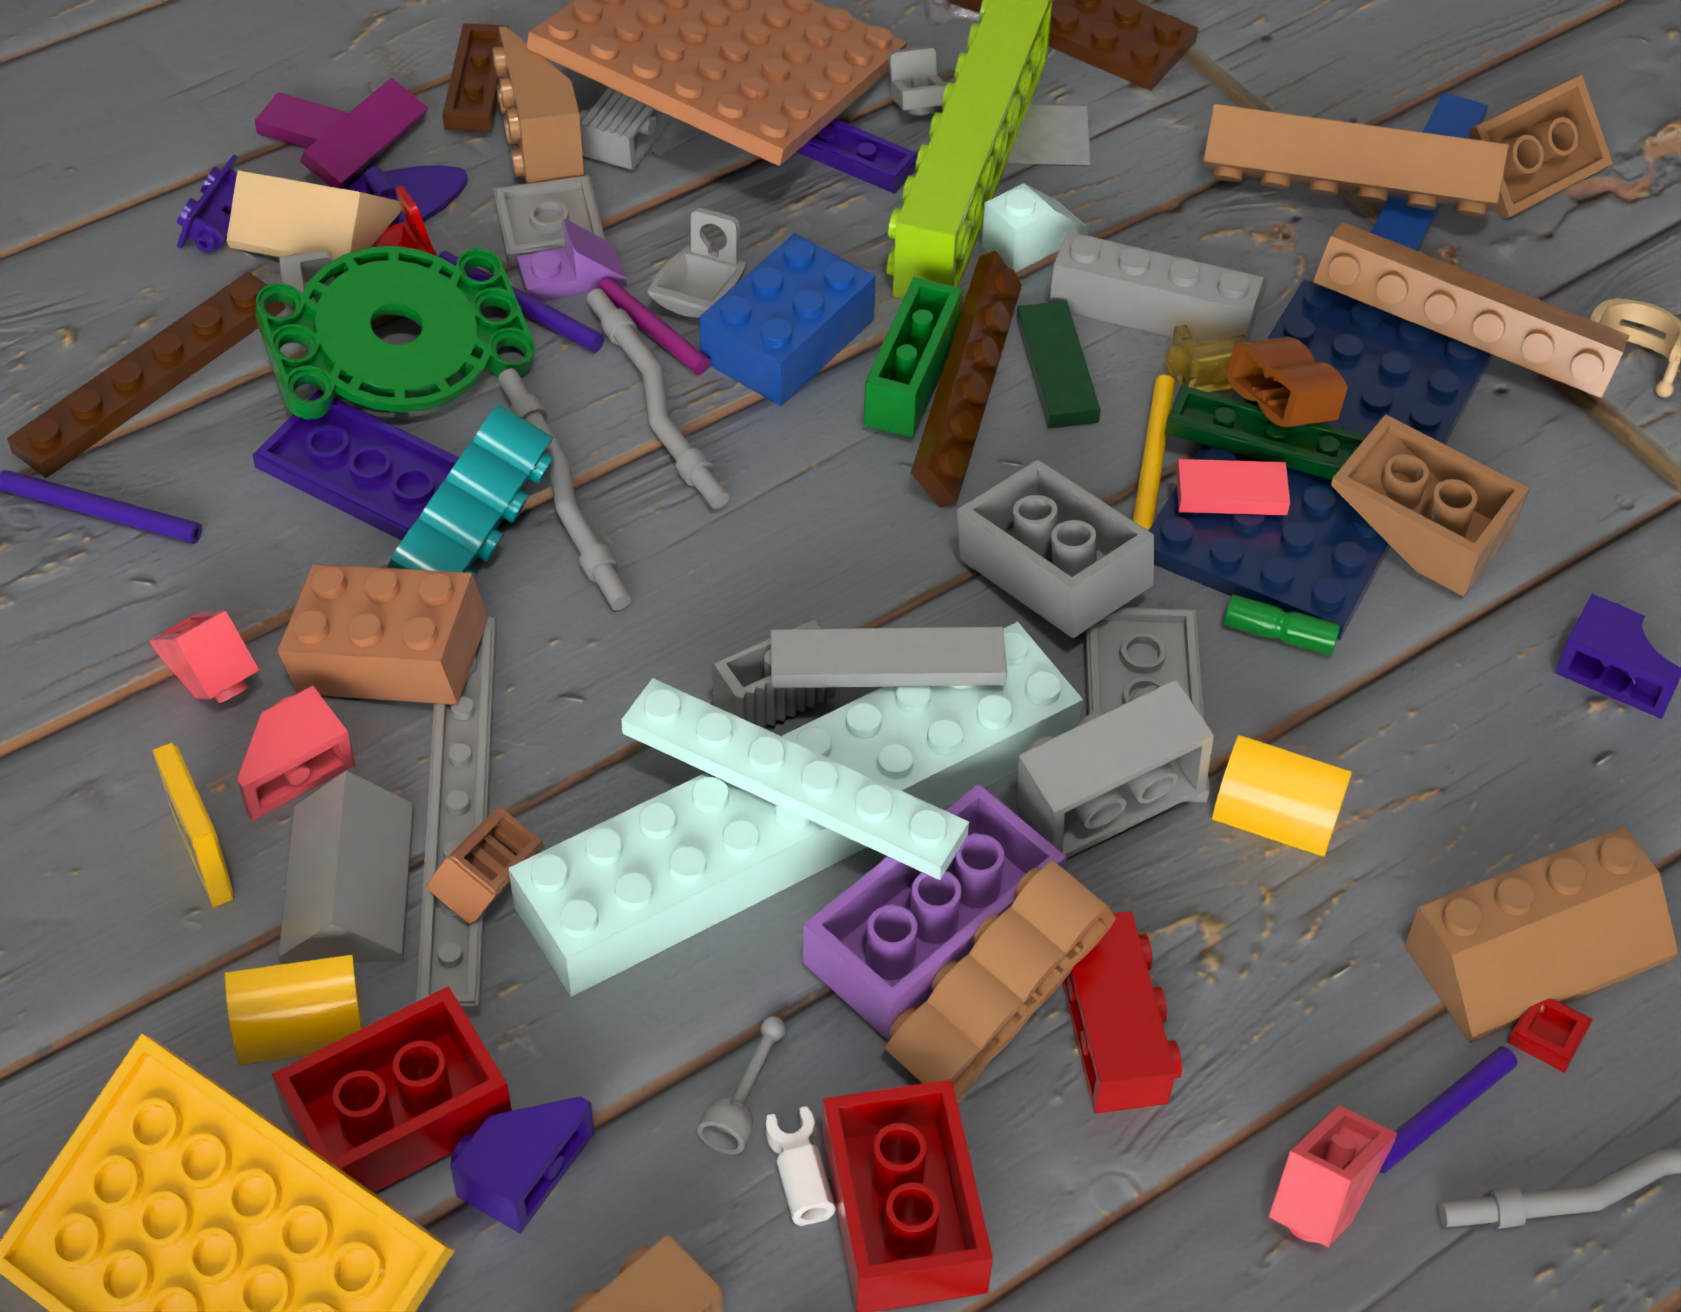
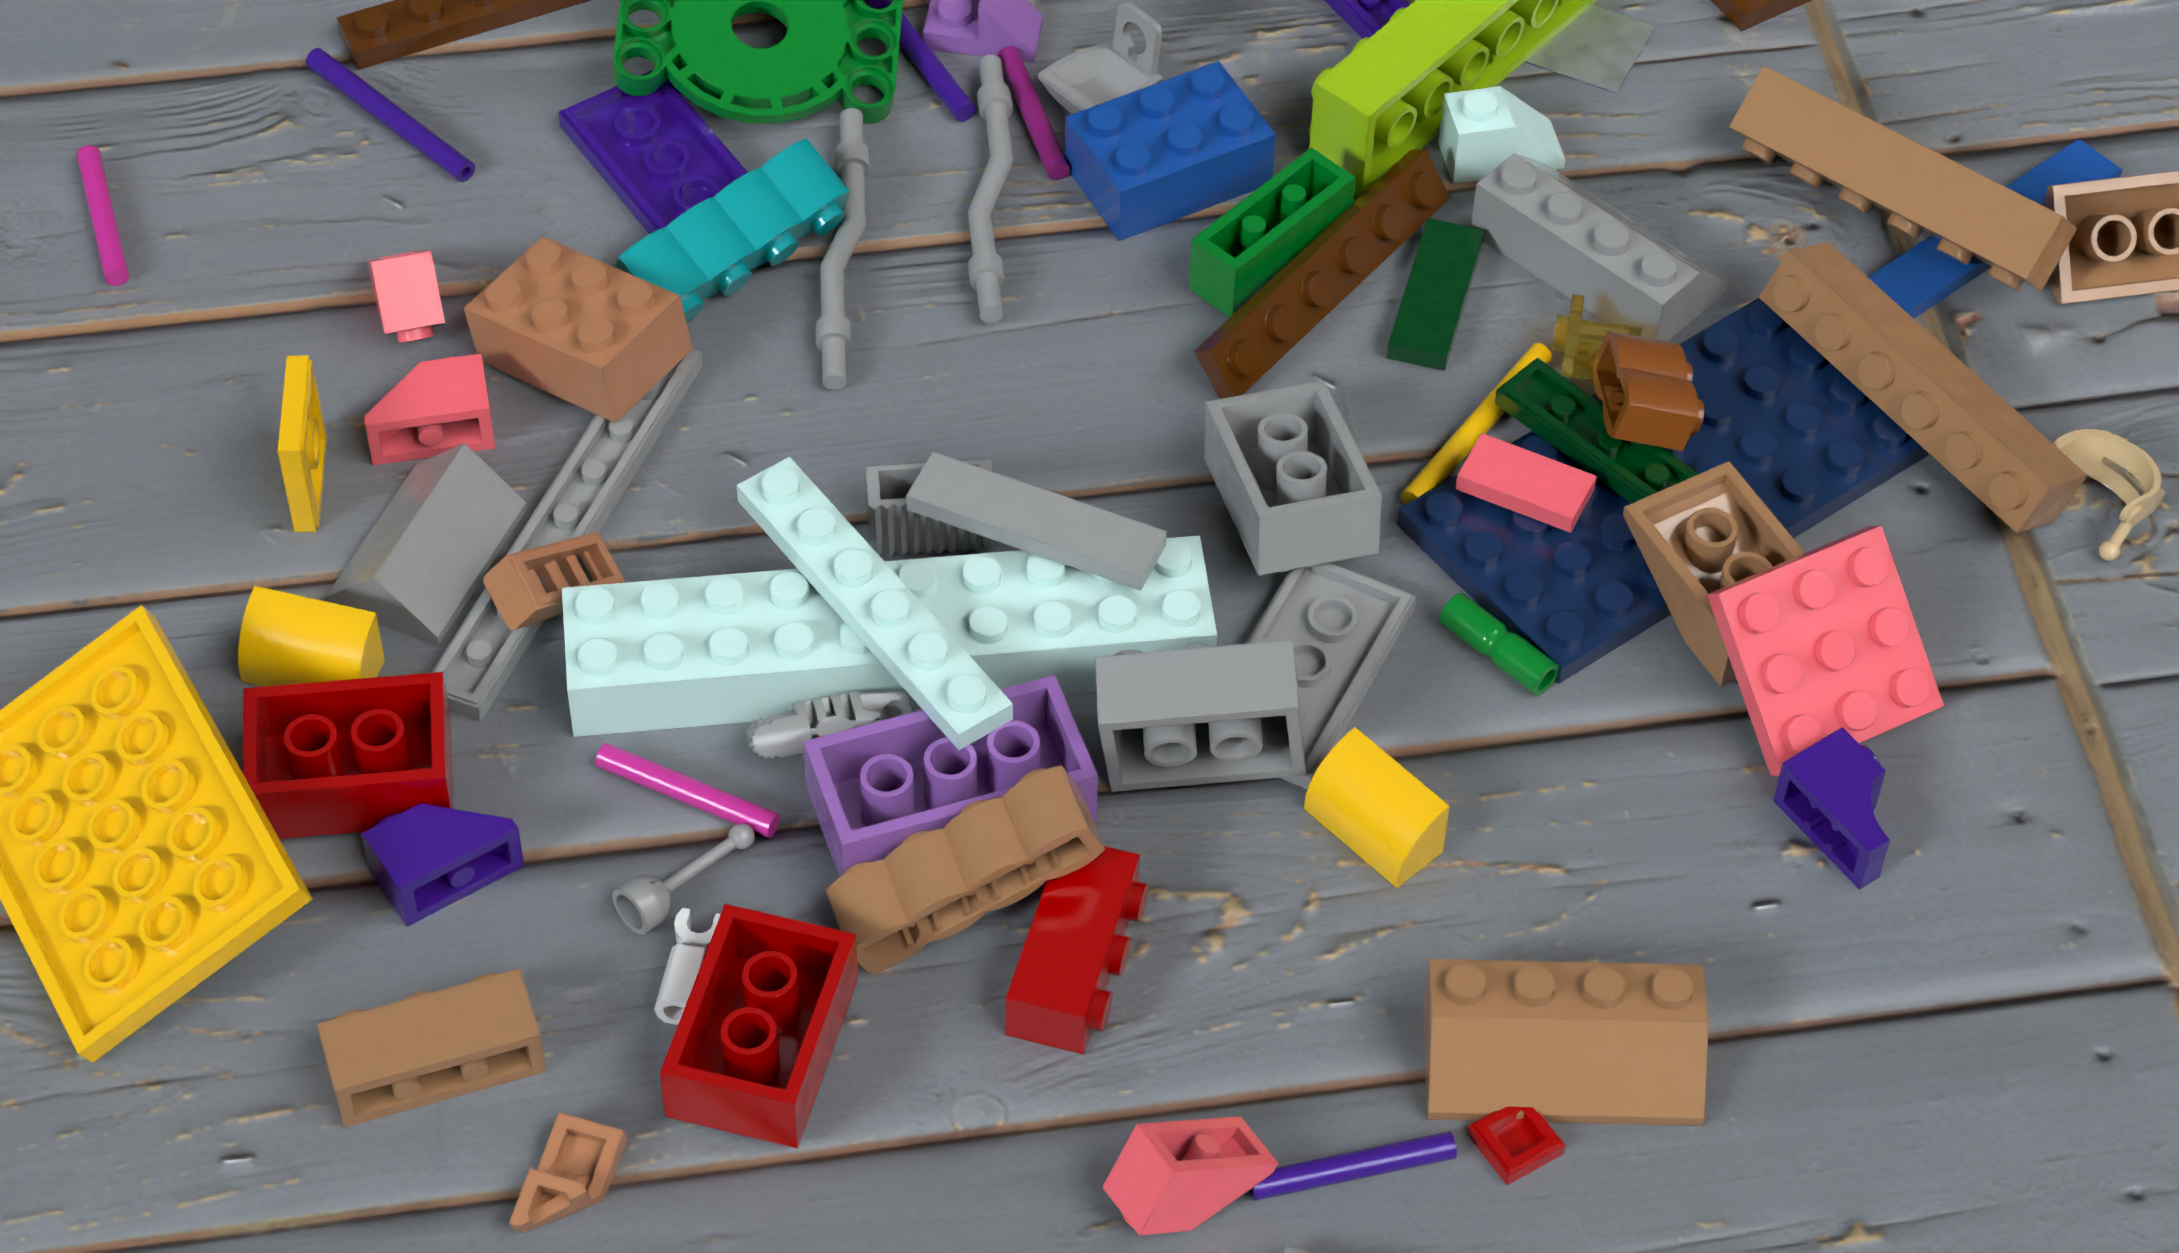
camera: 25 degrees right, 0 degrees up
(701, 1005) = (687, 789): none -> dark pink bar
(793, 899) = (784, 732): none -> light grey hinge
(1542, 537) = (1825, 646): none -> coral plate

